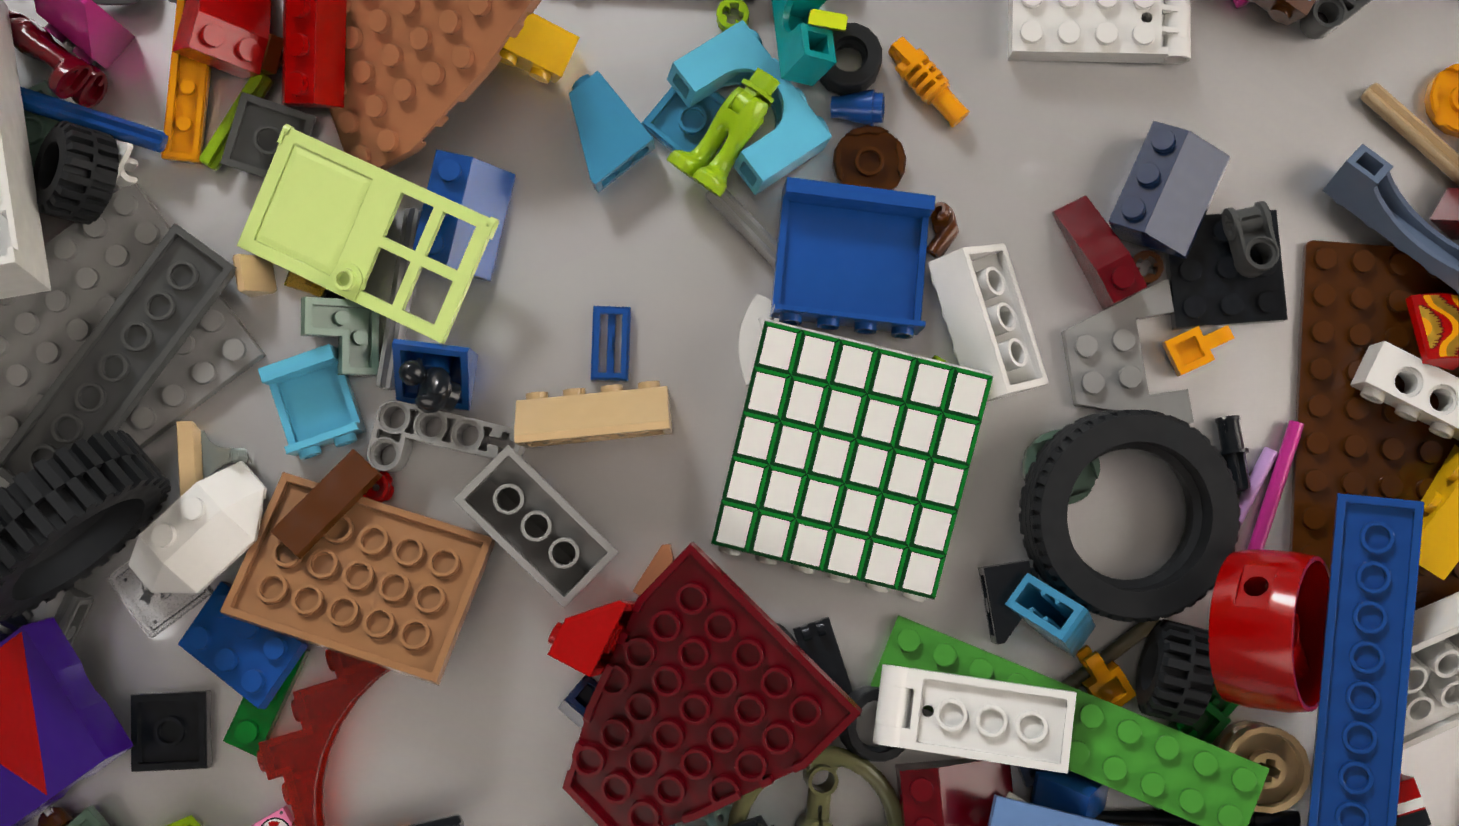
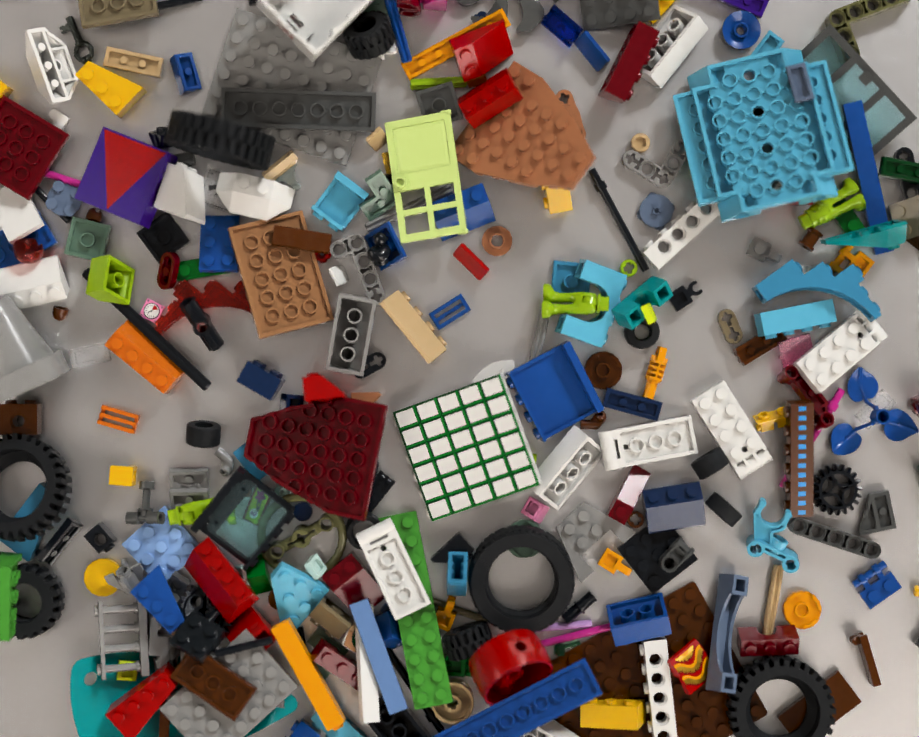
camera: 55 degrees right, 5 degrees up
(113, 651) = (182, 193): none -> white slope
(227, 760) = (168, 270): none -> dark red plate
(325, 764) = (206, 332): none -> black piece
(430, 483) = (339, 275): none -> white slope
(511, 728) = (261, 380): none -> dark blue brick
(553, 210) = (497, 250): none -> nougat piece
(553, 255) = (470, 261): none -> red slope
(607, 130) = (540, 248): dark azure slope -> none
(619, 526) = (375, 367): none -> black beam
(776, 804) = (303, 511): none -> dark blue tile
(859, 107) = (624, 350): blue cone -> none
(954, 149) = (632, 404): none -> dark blue plate
(1024, 419) = (535, 510): none -> bright pink slope
(1035, 163) = (648, 442): none -> white hinge
(1133, 87) = (710, 463): none -> black tyre
(1224, 112) = (723, 509): none -> black tyre
(1281, 529) = (559, 649): none -> clear green hand
(1318, 81) = (768, 541): none -> medium azure piece
(1319, 365) = (638, 619): none -> blue slope

